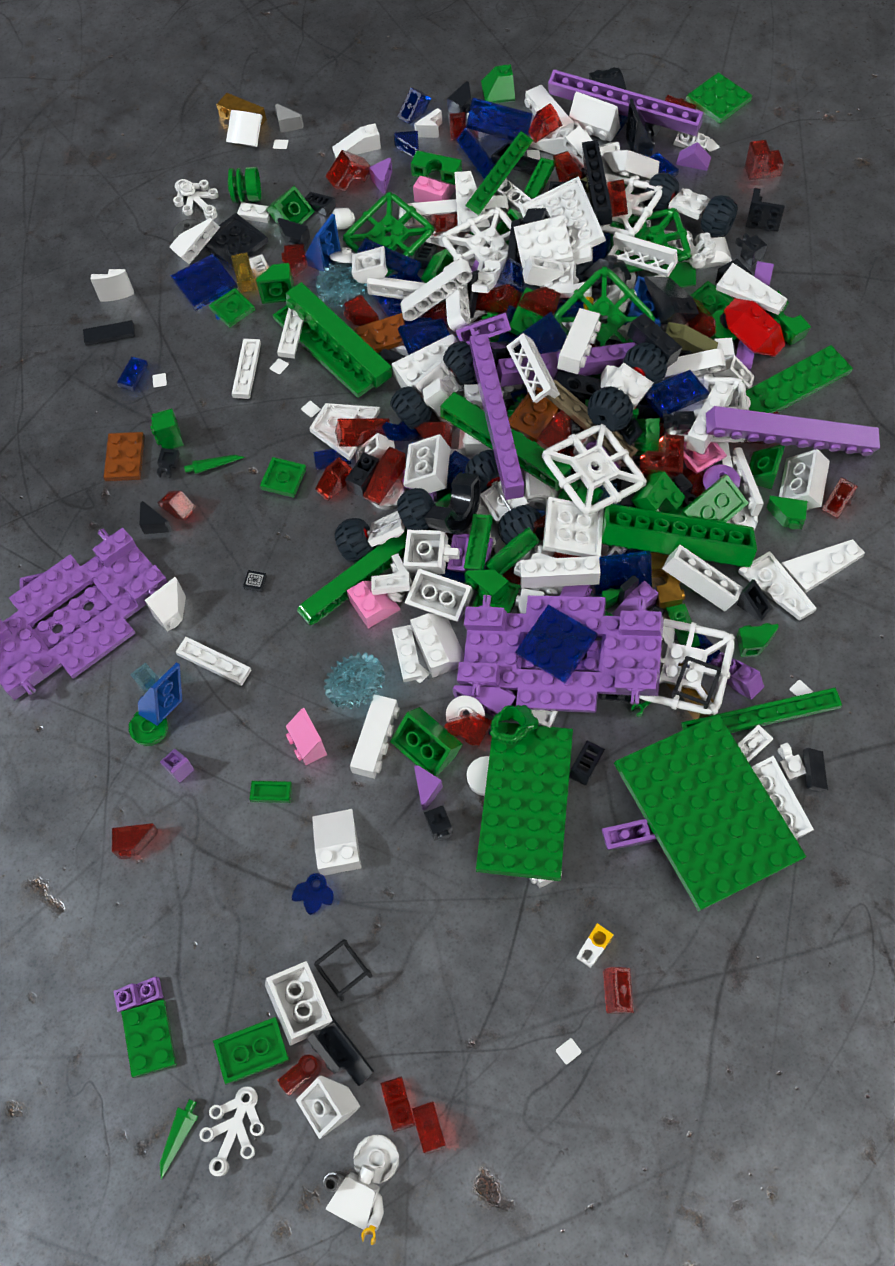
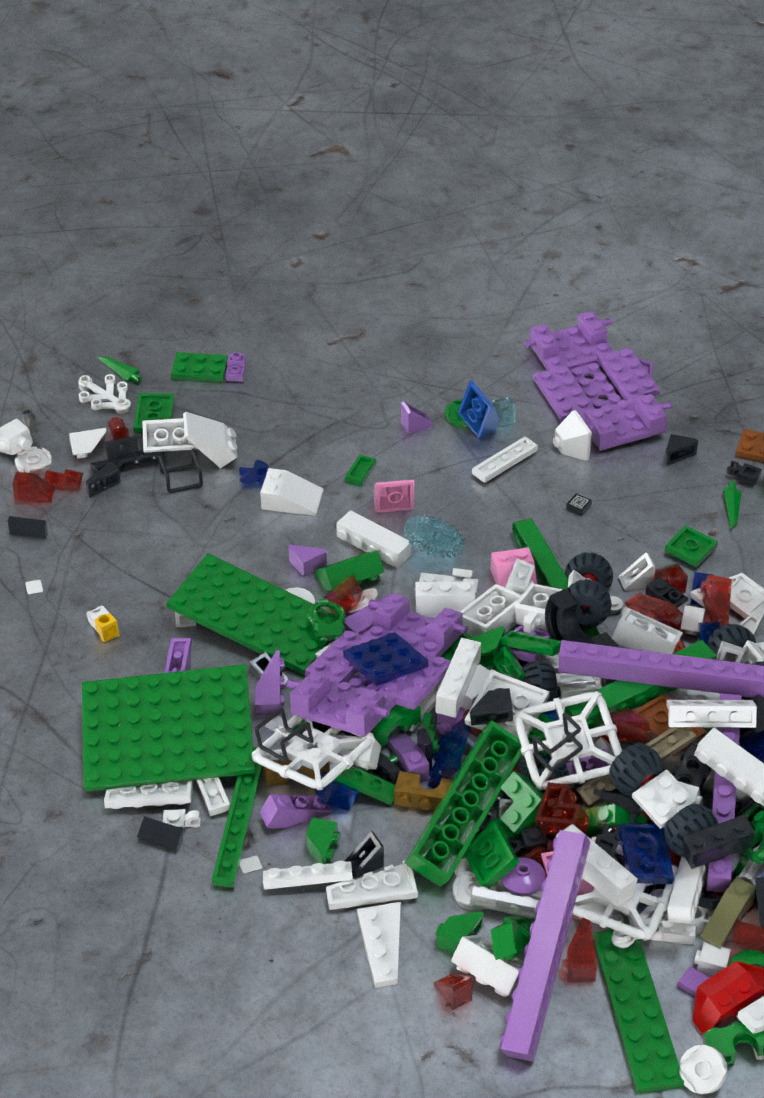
camera: 105 degrees right, 20 degrees down
(131, 840) = (362, 381): clear red slope -> none
(177, 504) = (688, 467): clear red slope -> none
(292, 949) = (211, 438): none -> white slope
(337, 504) = (638, 574): none -> white slope
(378, 513) = (617, 605): none -> white plate
(379, 1050) = (107, 477): none -> black slope
(390, 643) = (462, 573): none -> white tile
(438, 823) = (268, 555): black brick -> none
(492, 1101) = (27, 527): none -> black tile
(588, 530) = (493, 706): none -> black slope
(602, 453) = (570, 736): none -> black piece
(610, 746) = (268, 687): none -> medium lavender slope
(618, 990) = (58, 629): clear red slope -> none
(639, 733) = (274, 723): none -> white sticker
(702, 578) = (408, 807): white brick -> none
(736, 369) = (674, 959): white slope -> none
(796, 636) = (307, 875): none -> white plate
(799, 462) = (507, 941): none -> green slope
(819, 332) = (703, 1069): none -> white tile

